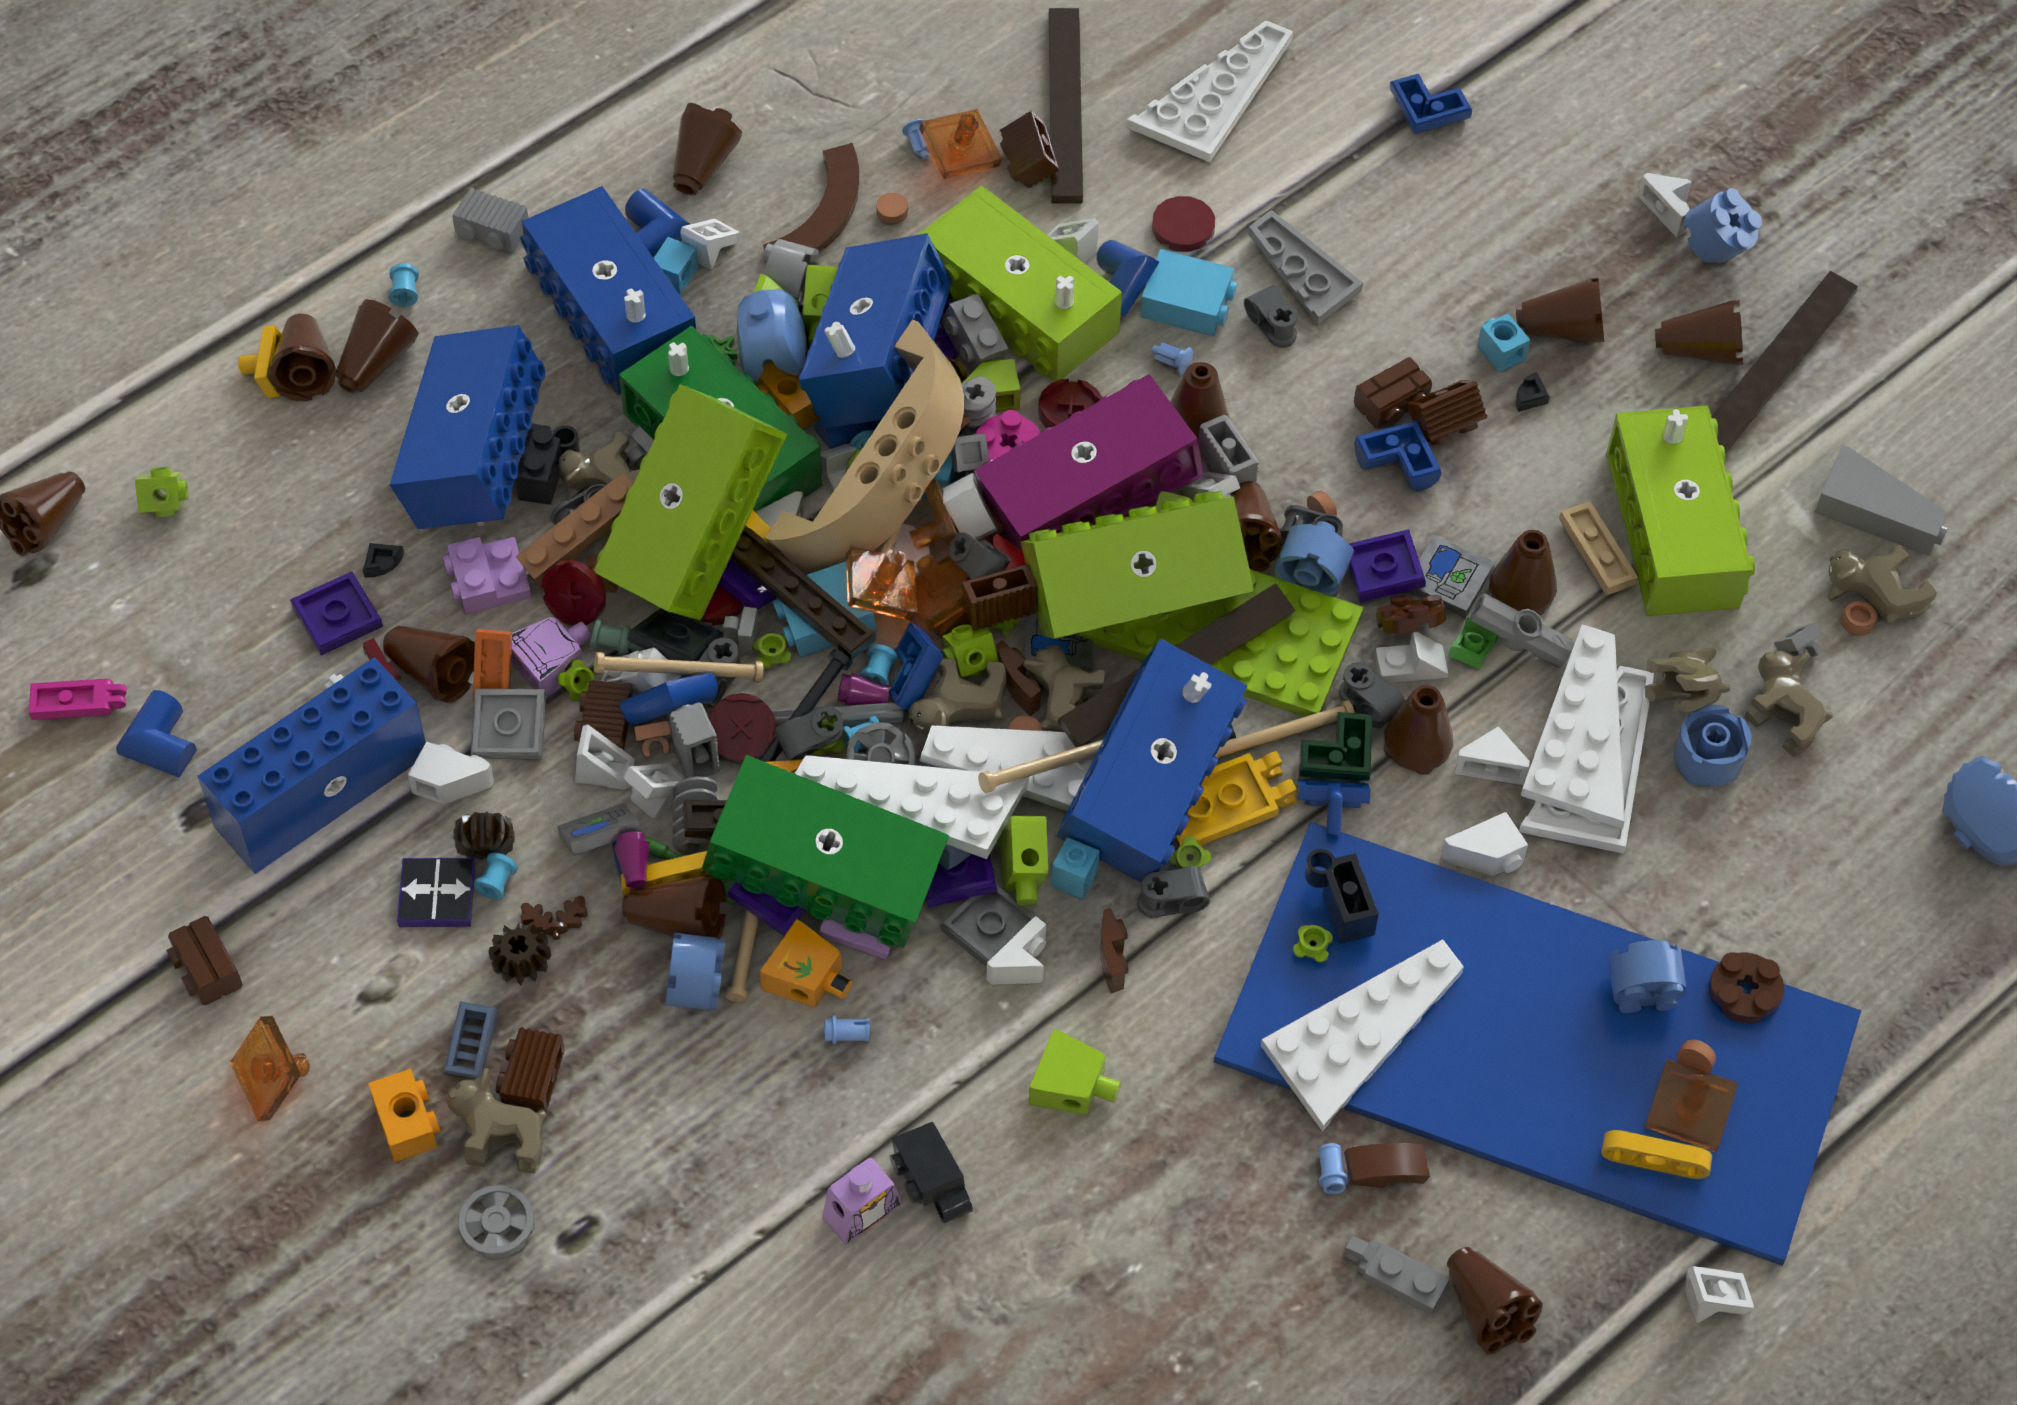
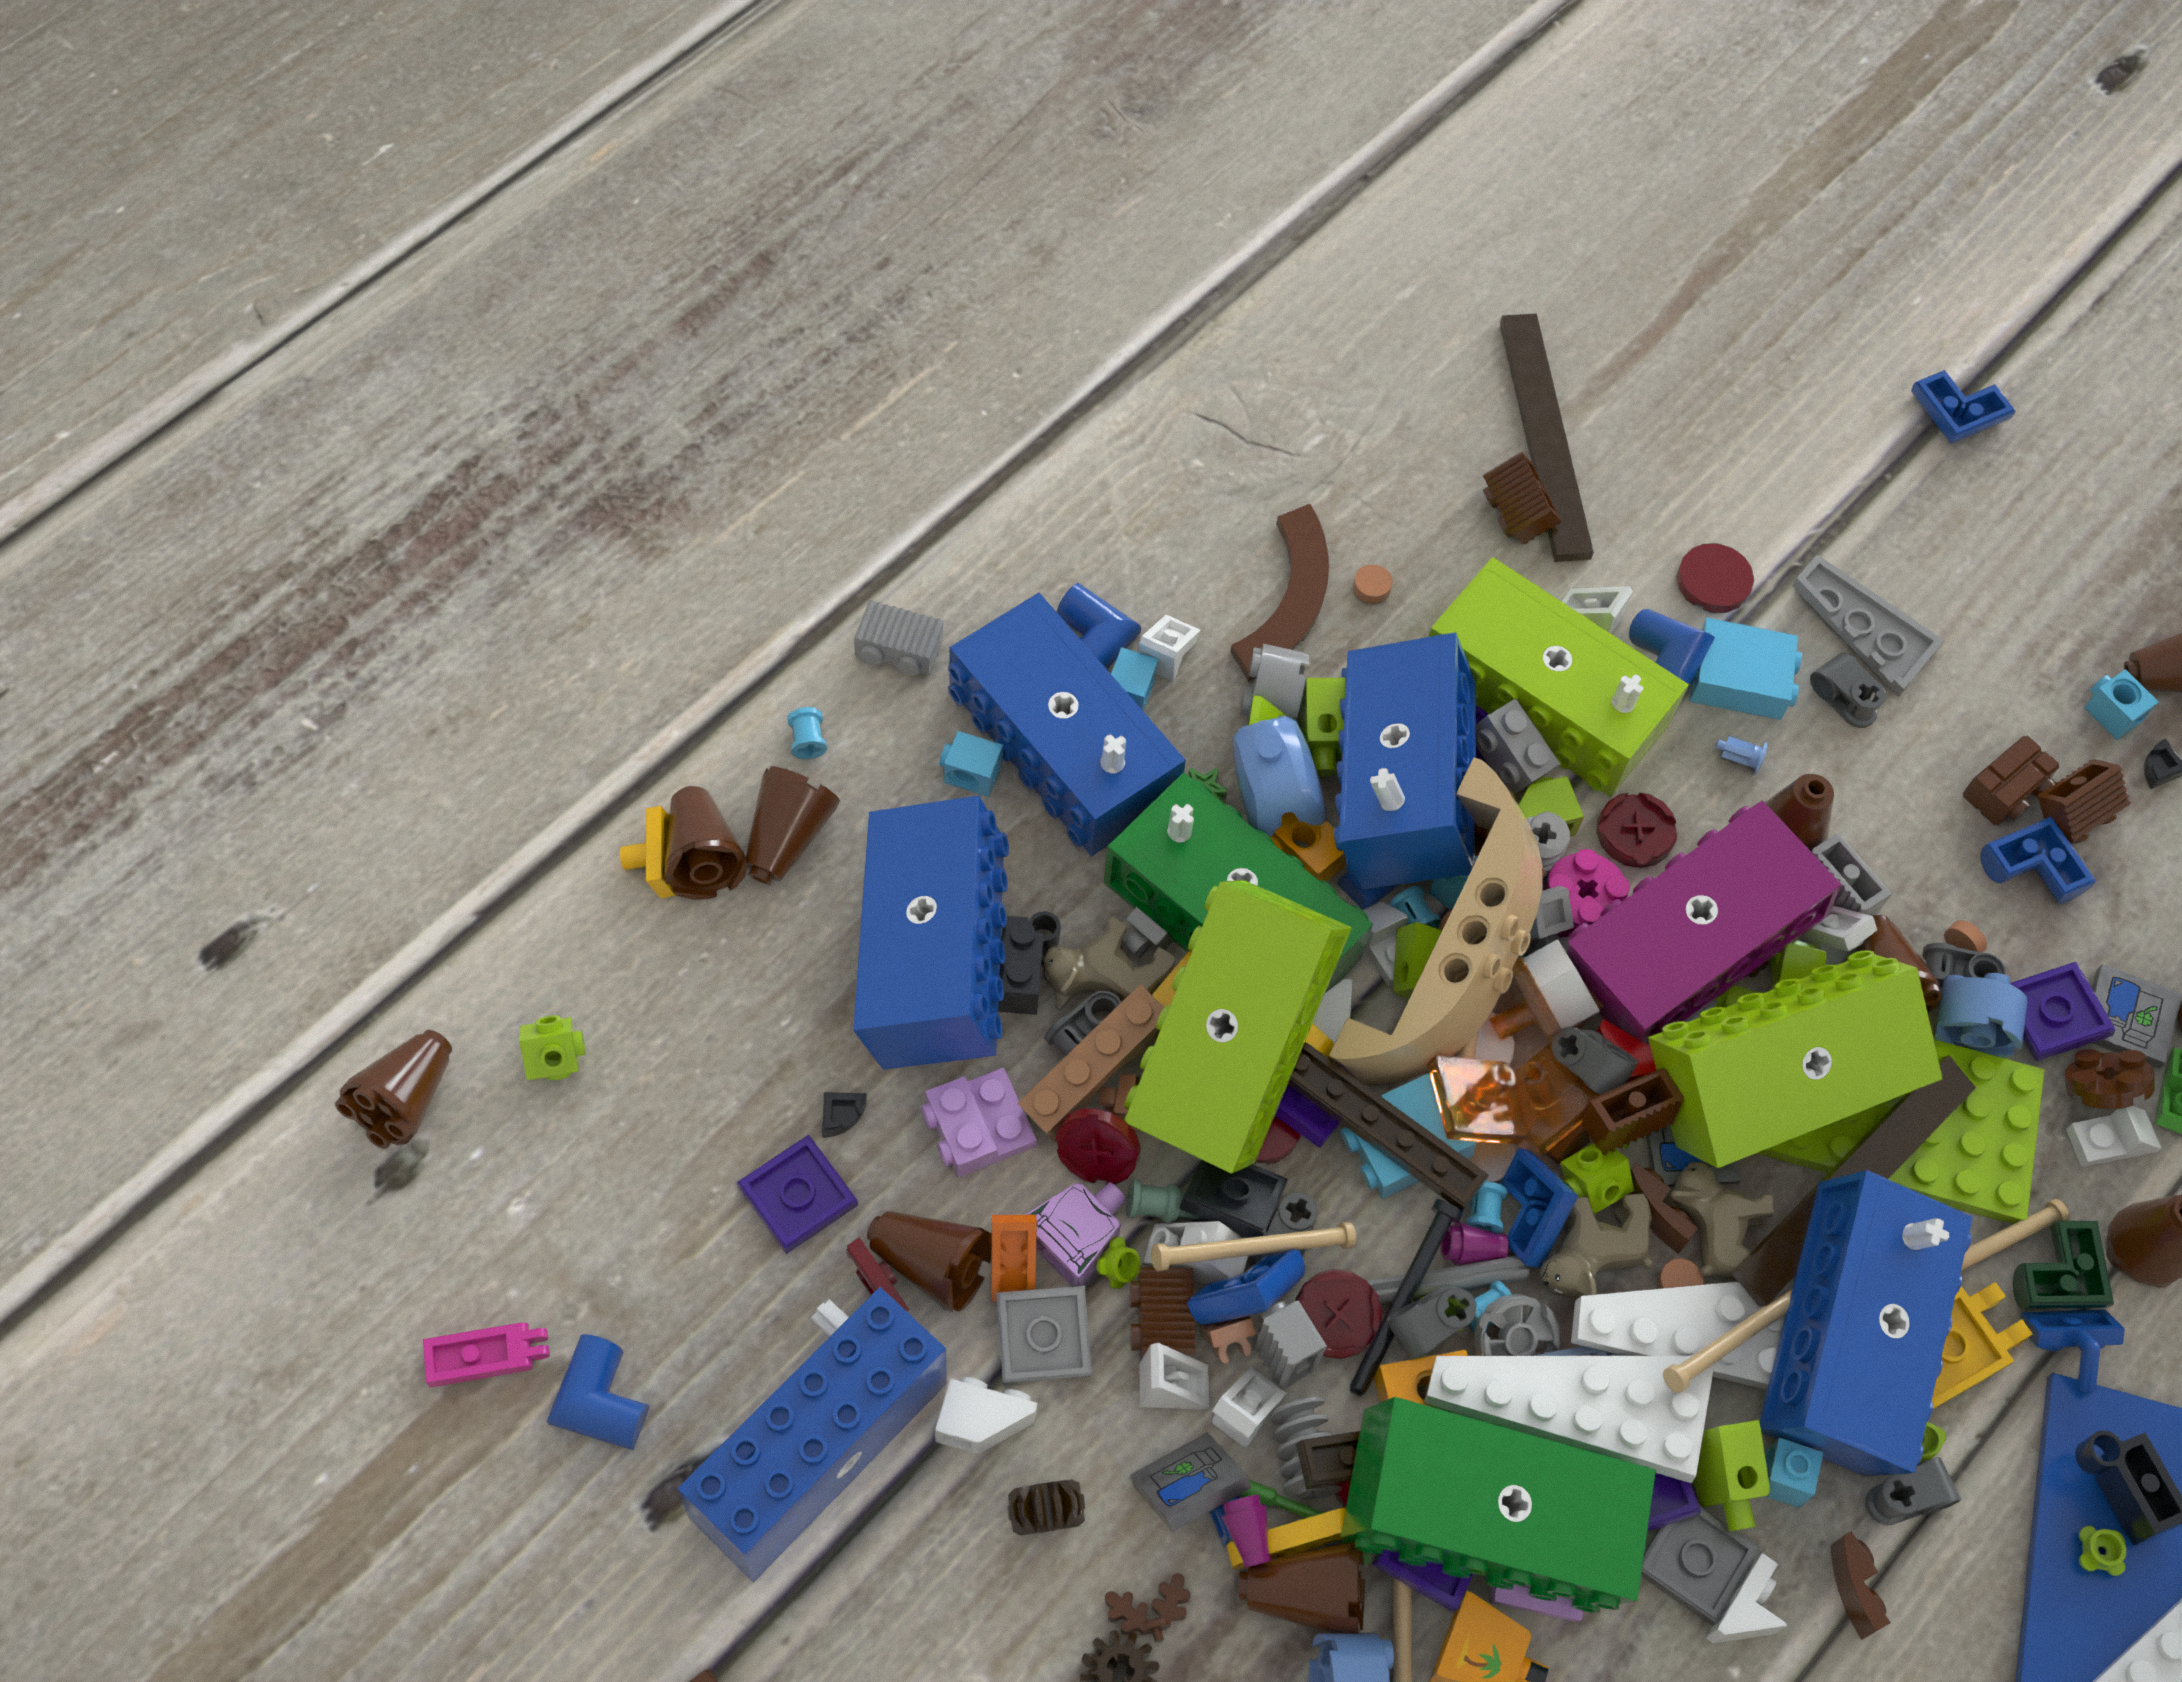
camera: 10 degrees left, 5 degrees up
(436, 892) = (993, 1588): black tile -> none
(495, 876) = (1067, 1559): medium azure bush -> none
(534, 315) = (972, 763): none -> medium azure brick
(702, 146) = (1138, 524): reddish brown cone -> none
(743, 630) = (1311, 1173): light grey tile -> none
(772, 642) = (1354, 1184): lime plate -> none
(918, 143) = (1387, 491): light blue piece -> none
(960, 143) = (1438, 496): clear orange tile -> none
(1213, 98) = (1711, 420): white wing -> none
(1371, 696) = (2083, 1189): dark grey piece -> none

